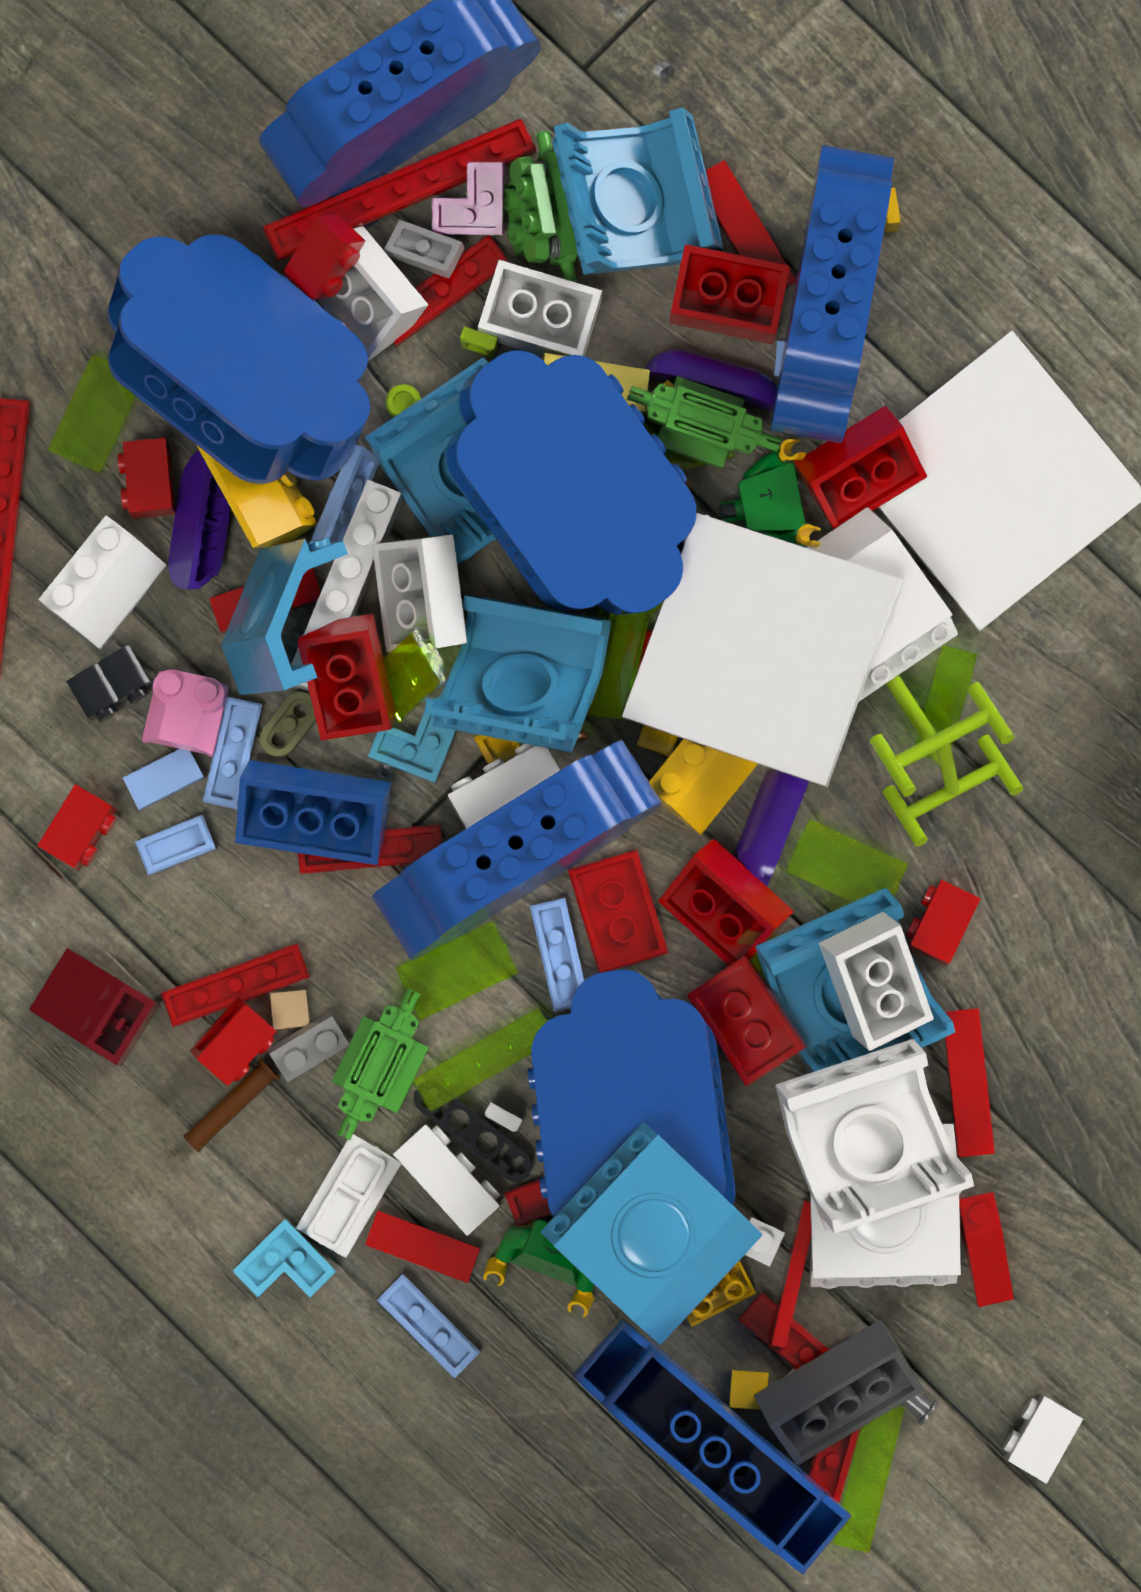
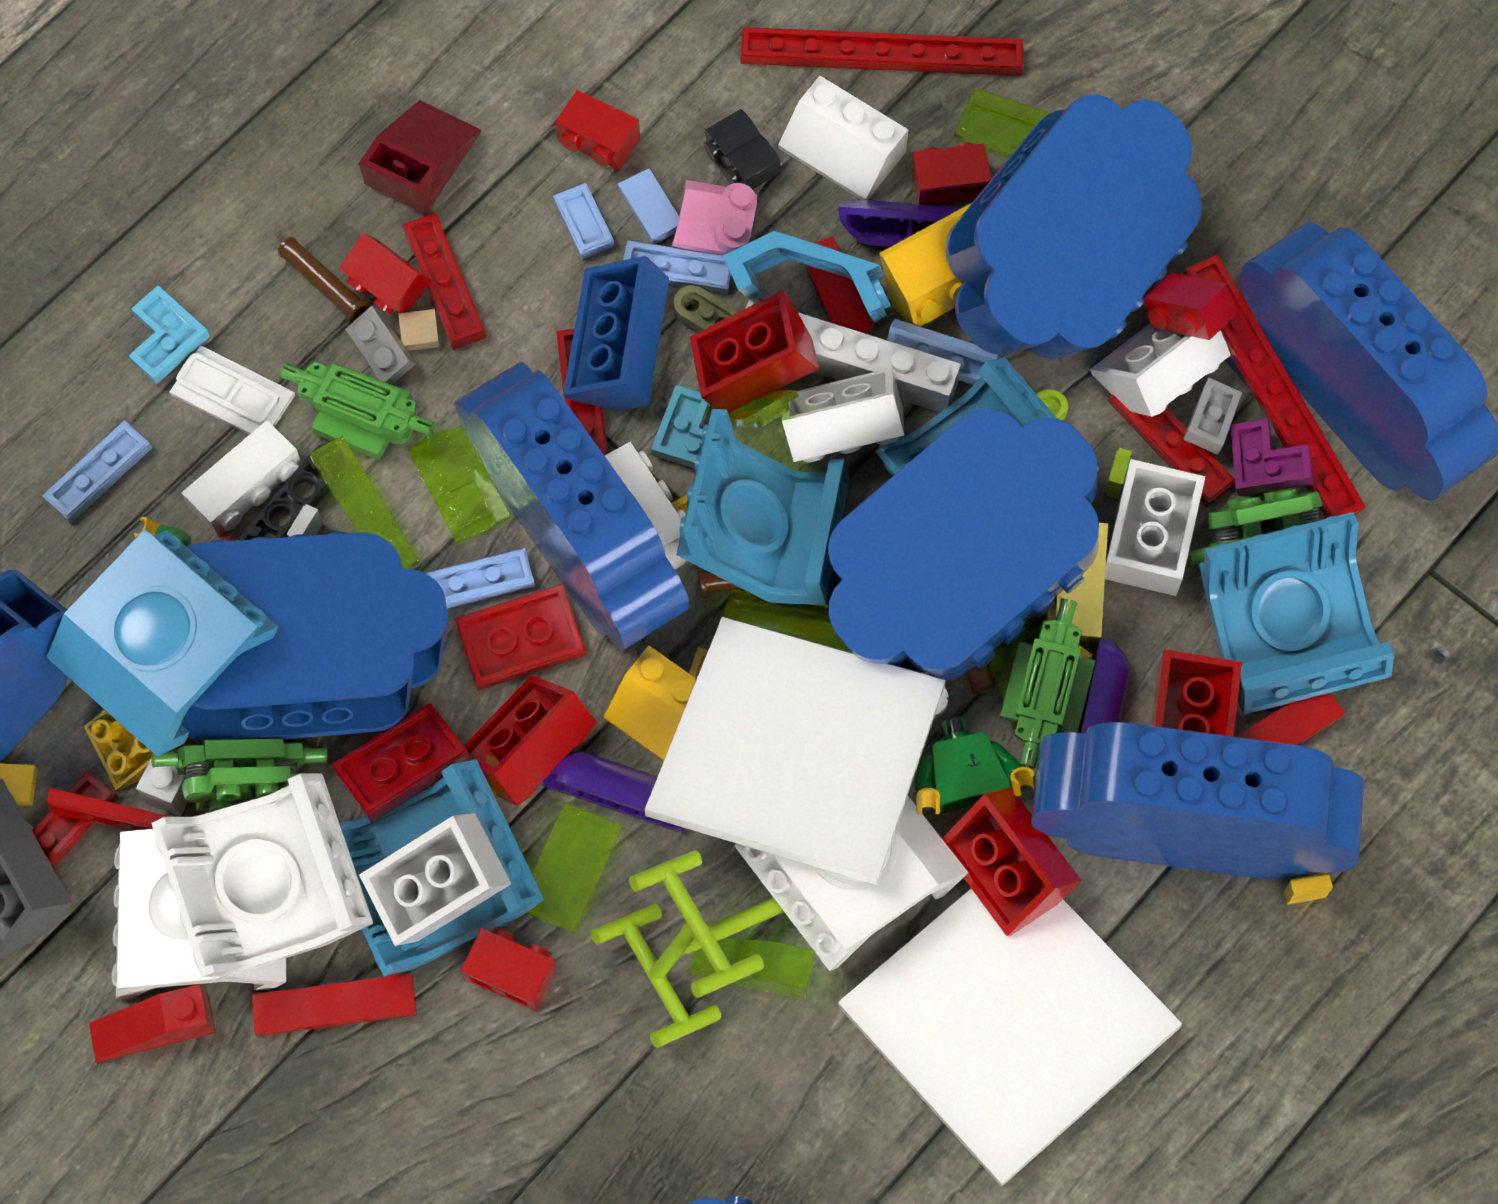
camera: 90 degrees right, 15 degrees down
(422, 1246) = (177, 462): red tile -> none
(752, 1147) = (236, 769): none -> bright green piece

